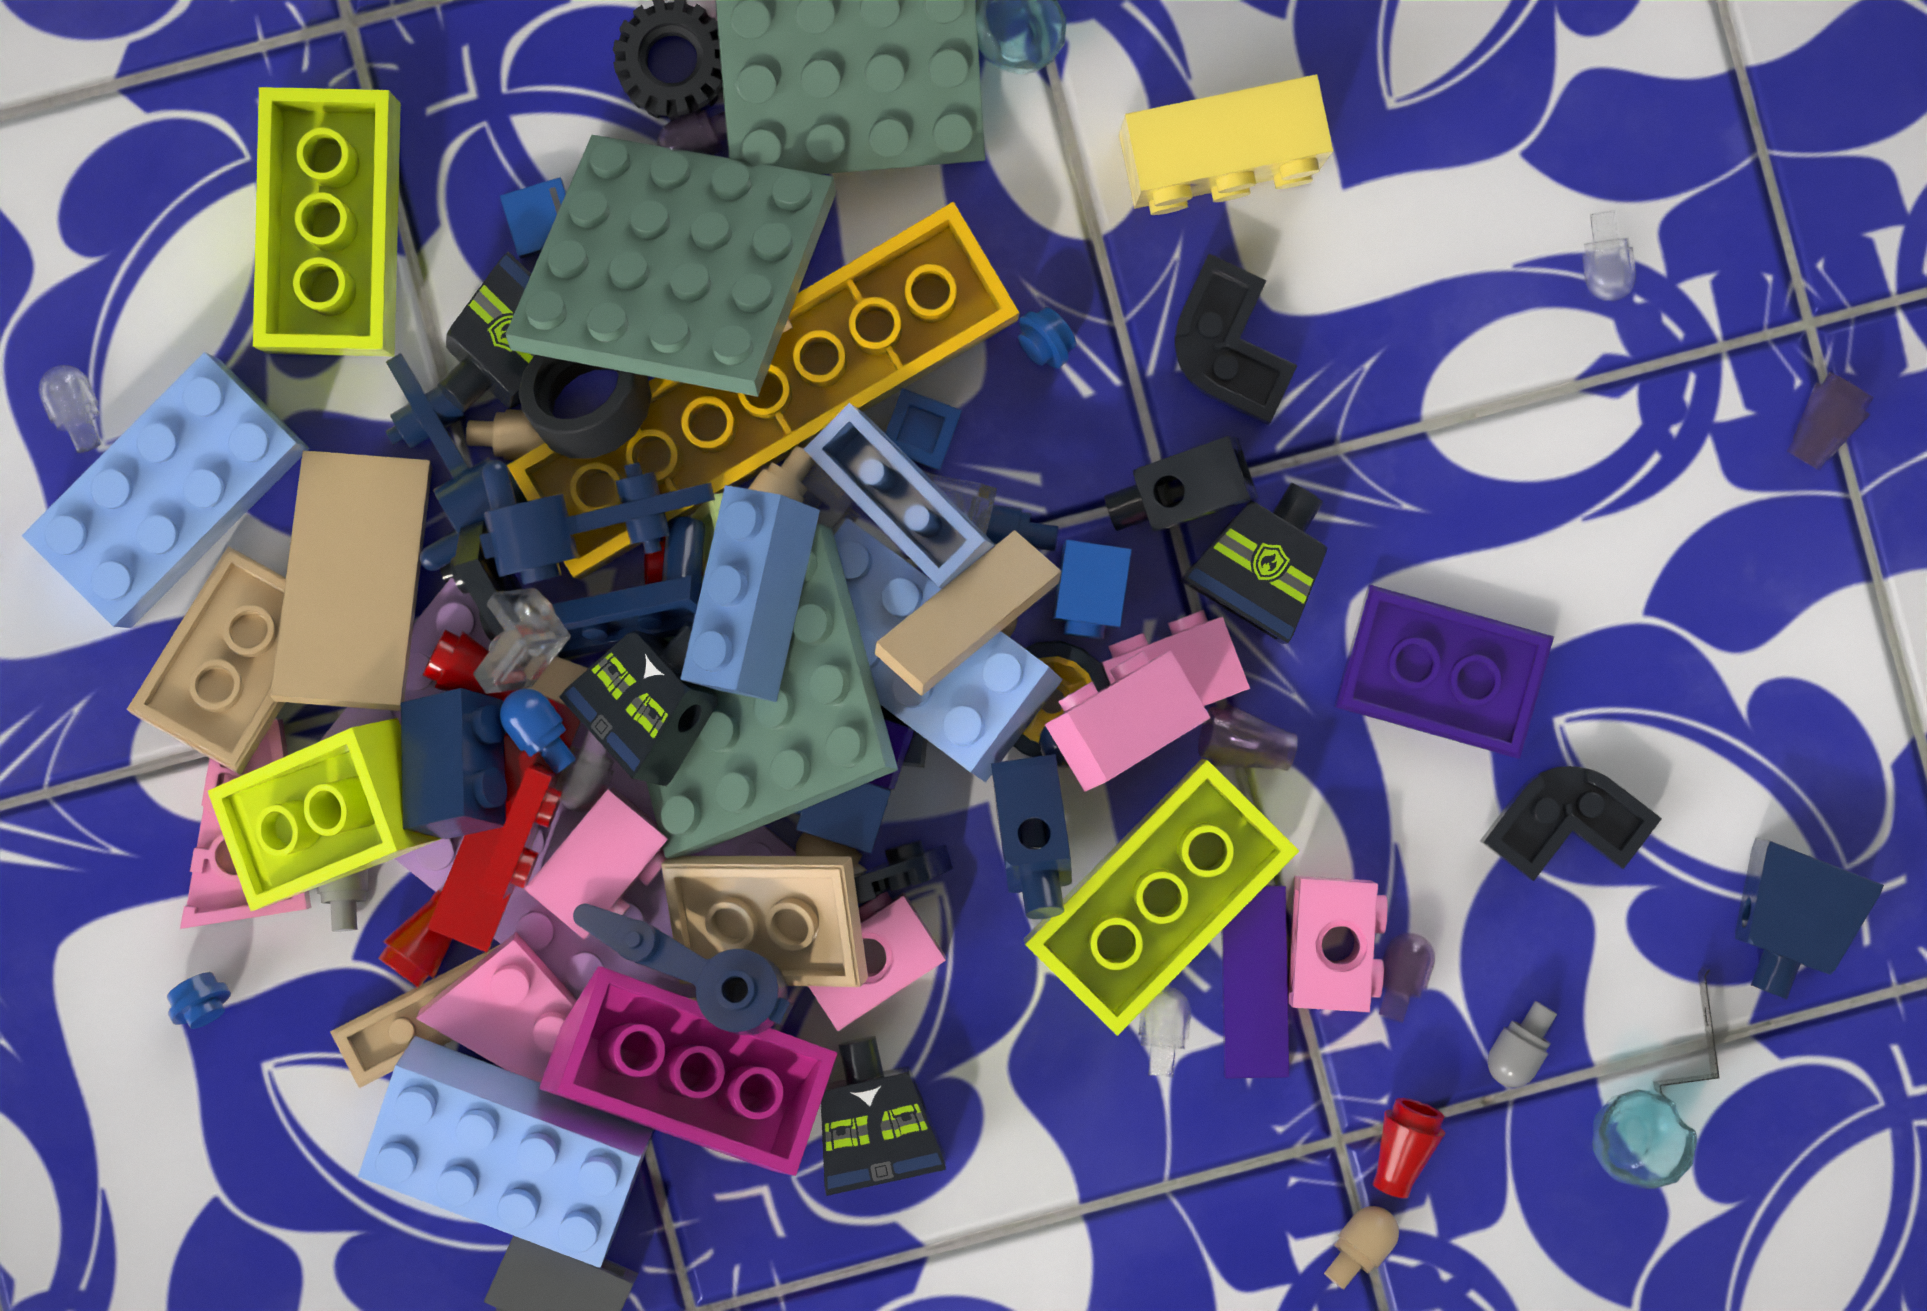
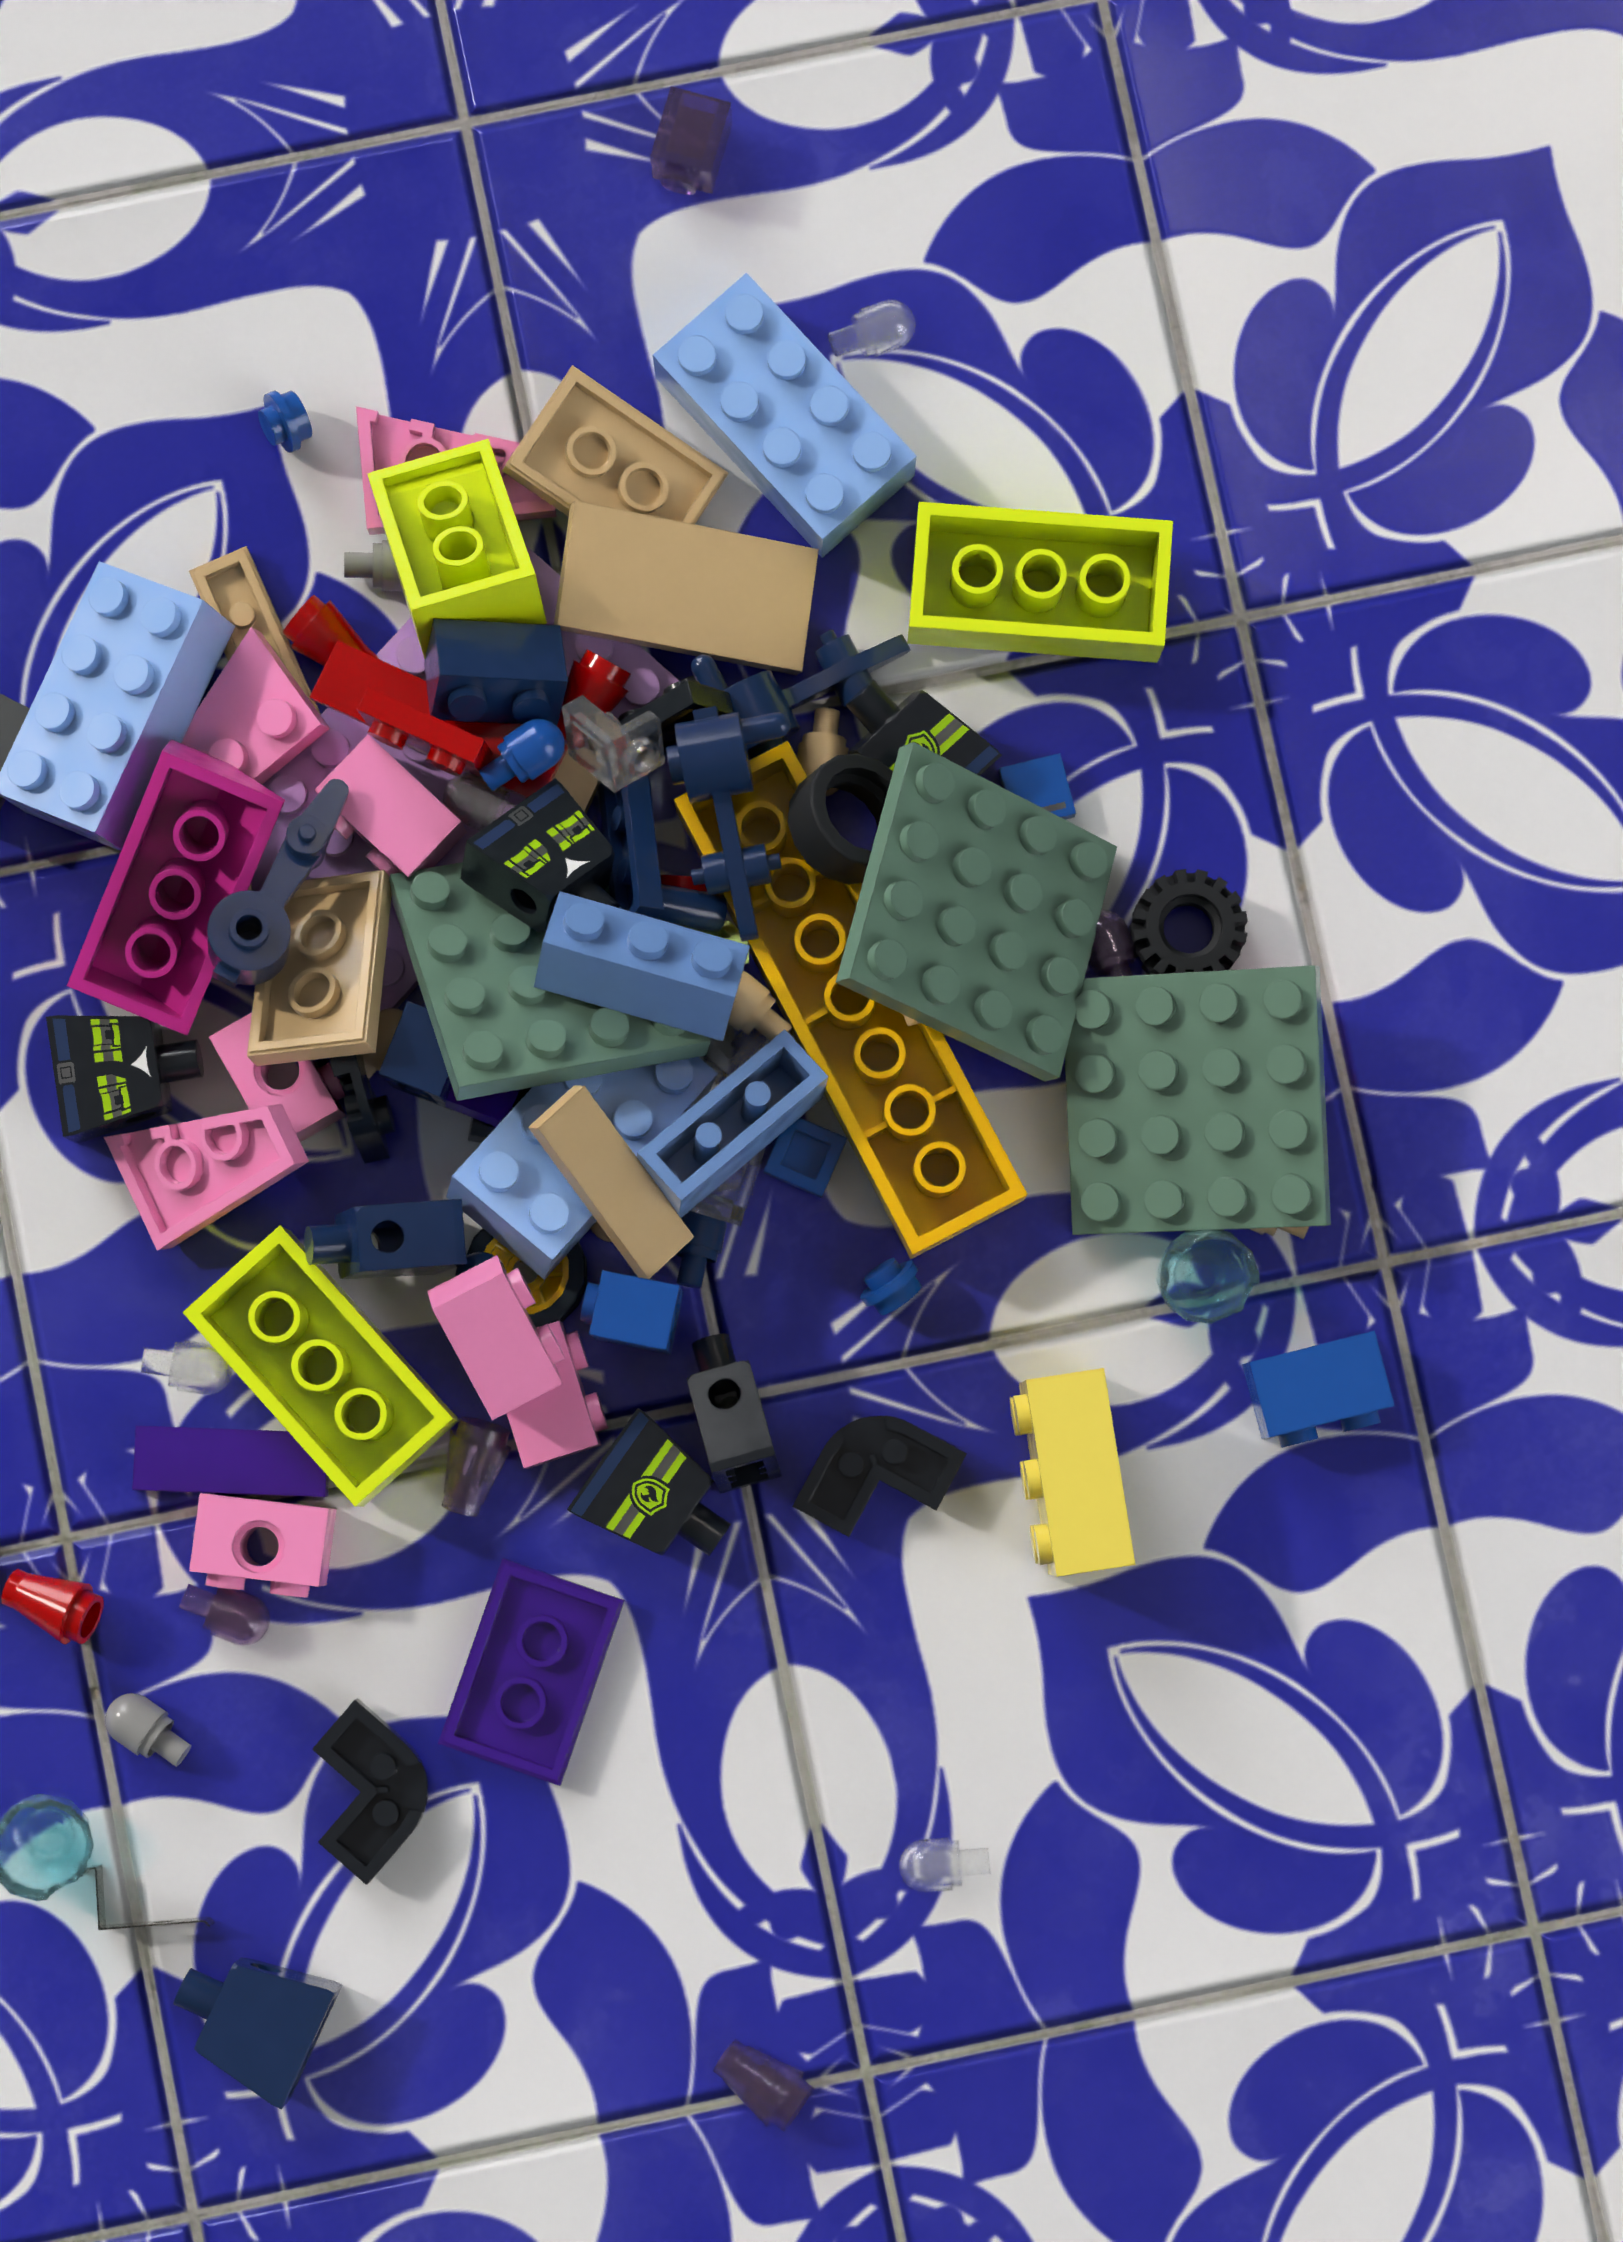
camera: 90 degrees right, 5 degrees down
(967, 1027) = (204, 1167): none -> bright pink wing

